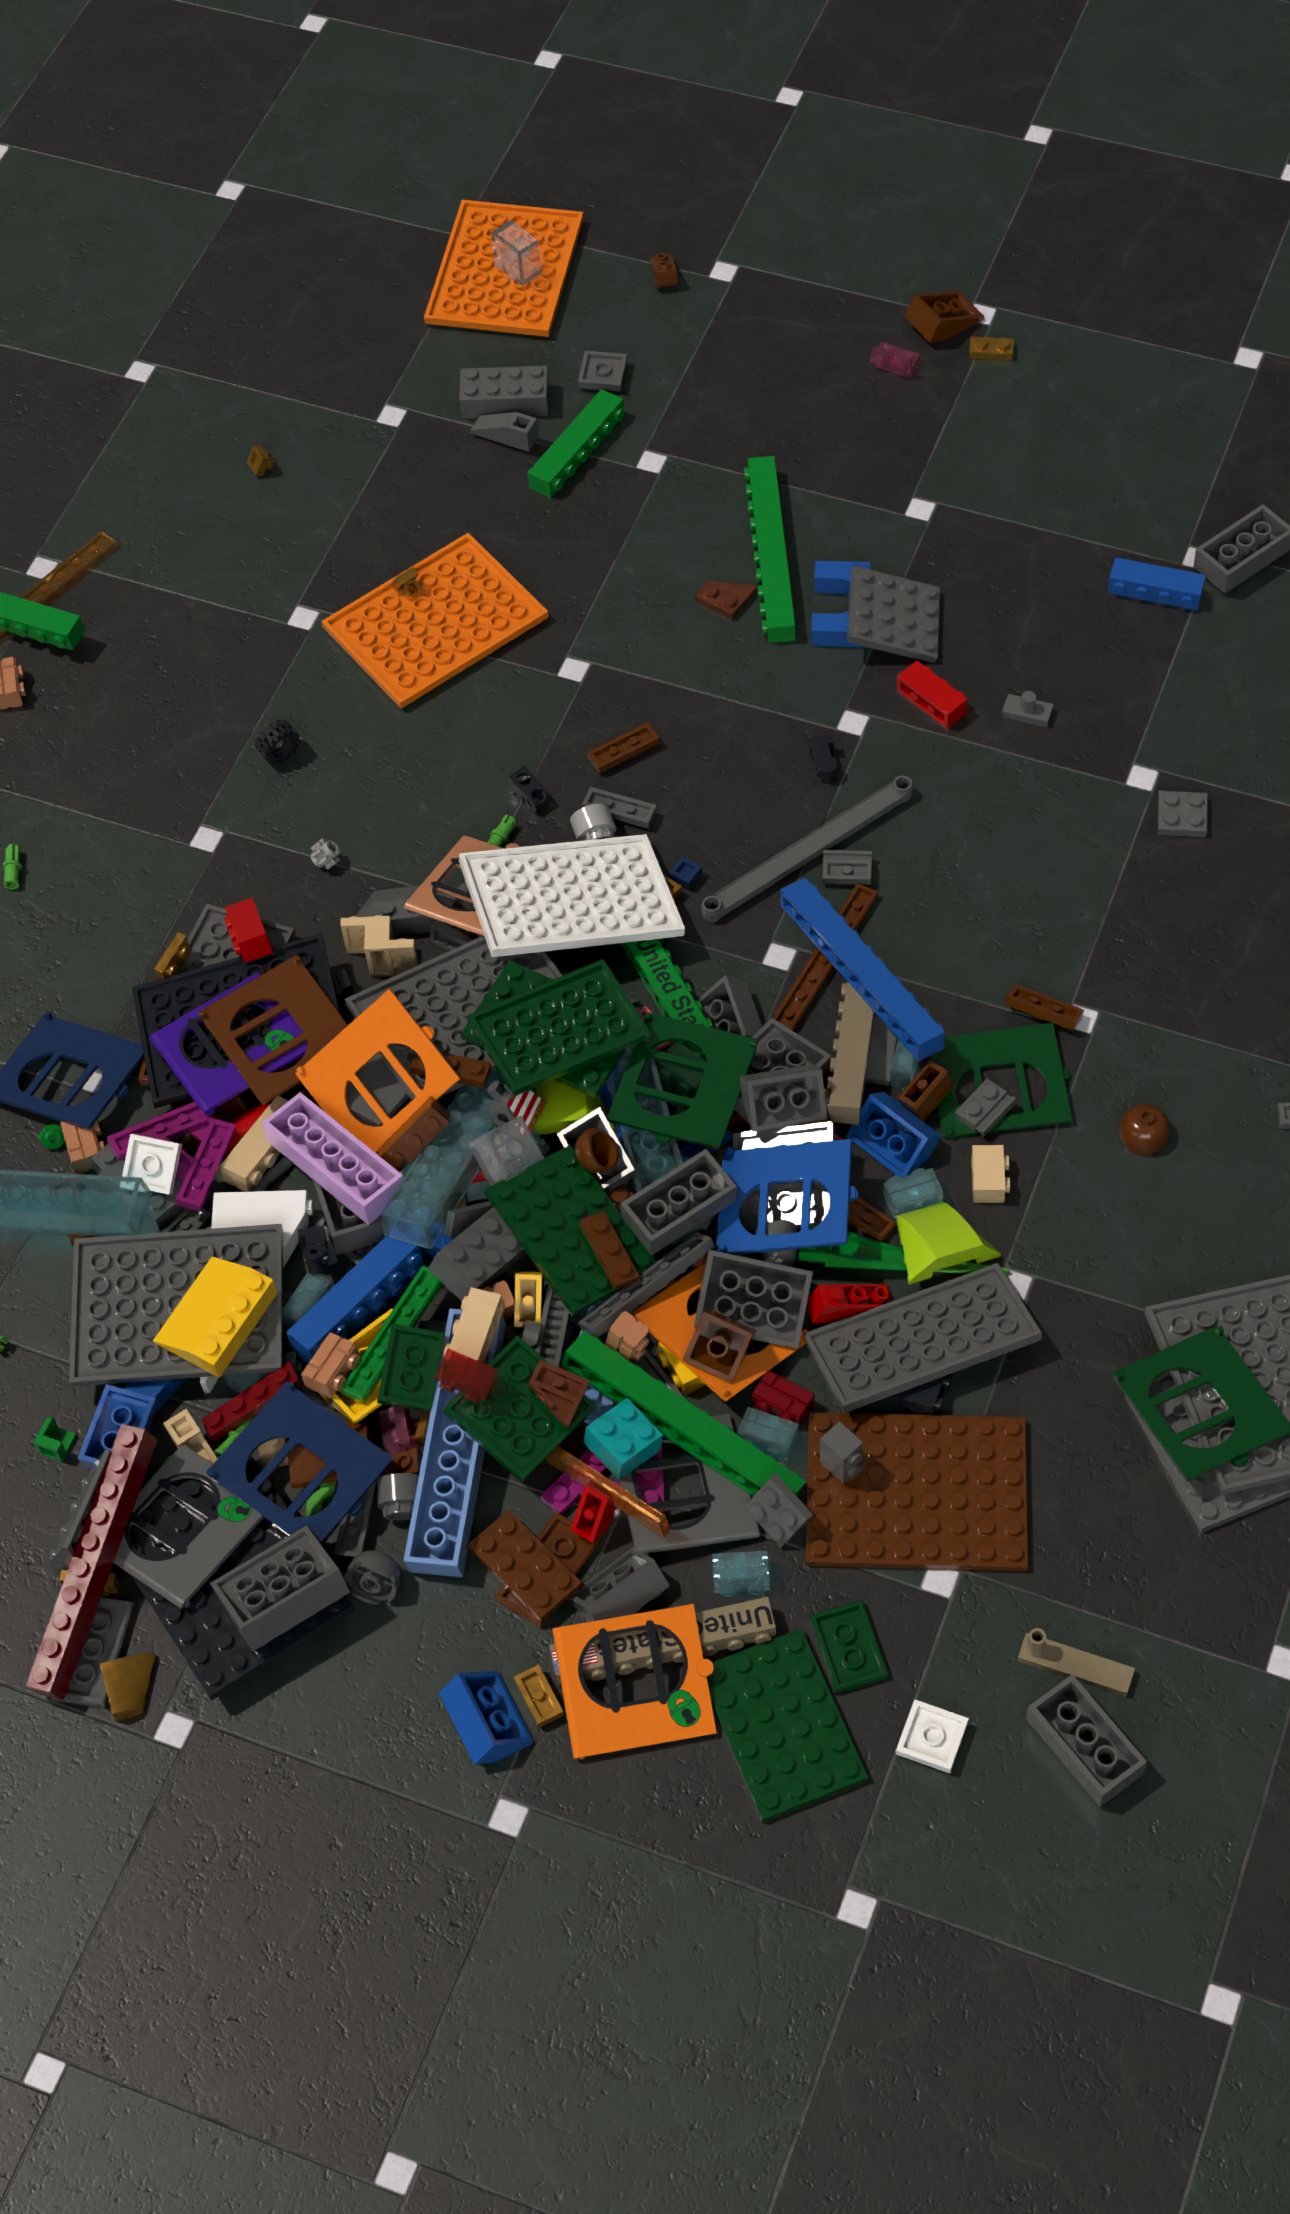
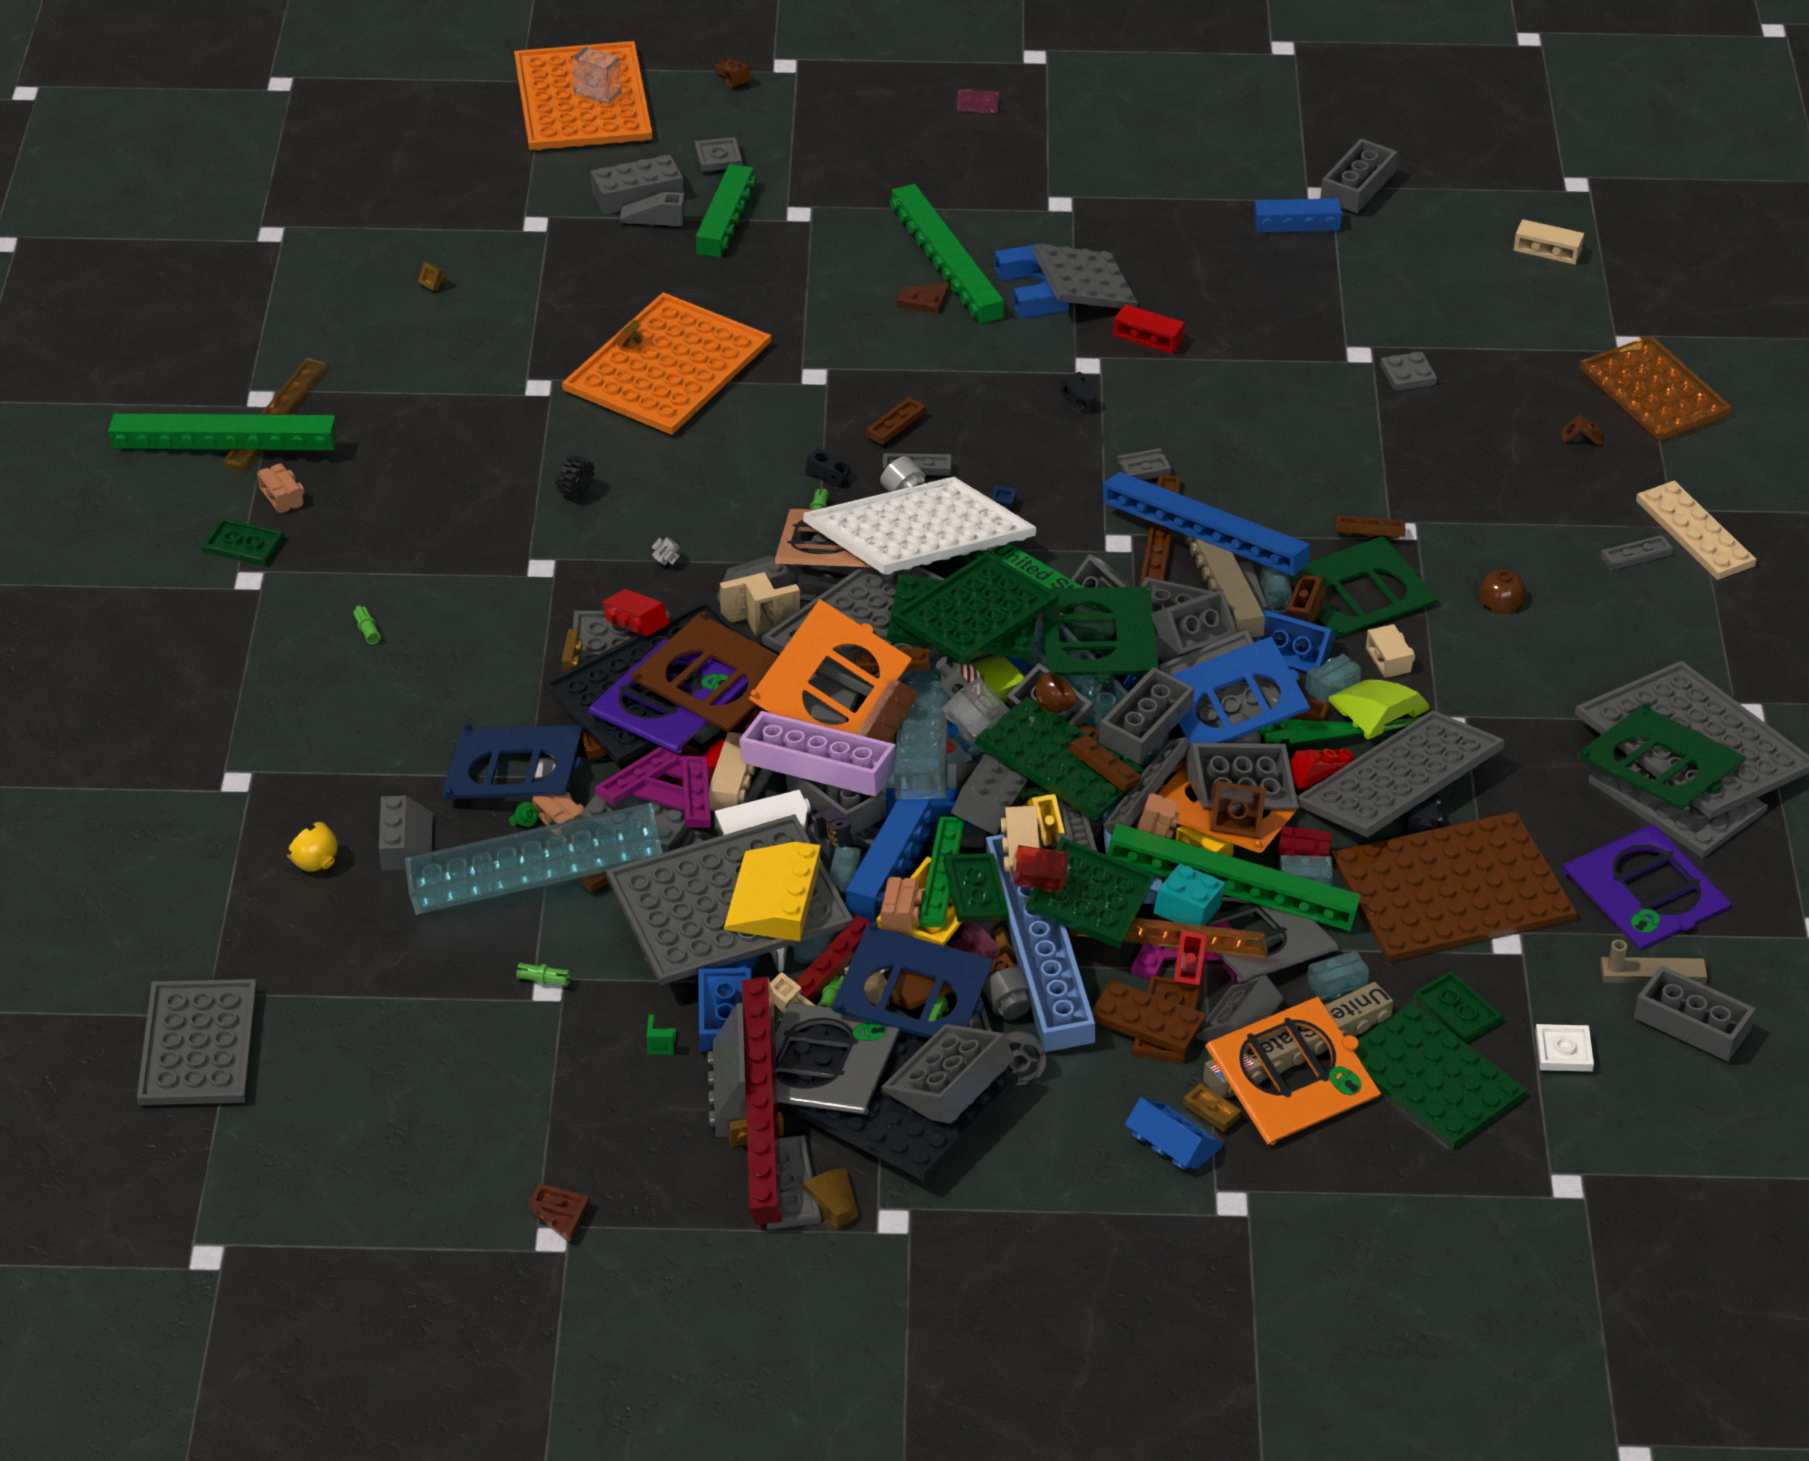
camera: 25 degrees left, 15 degrees down
(152, 1161) = (653, 788): white plate -> none
(558, 1390) = (1121, 867): copper wing -> none
(778, 1510) = (1350, 918): dark grey plate -> none
(806, 849) = (1100, 460): dark grey piece -> none
(841, 1452) = (1384, 861): dark grey brick -> none
(942, 314) = (1002, 61): reddish brown slope -> none
(985, 1107) = (1360, 606): dark grey plate -> none
(991, 348) = (1058, 78): pearl gold plate -> none
(1027, 709) = (1236, 324): dark grey tile -> none
(1081, 1567) = (1635, 918): none -> dark purple door

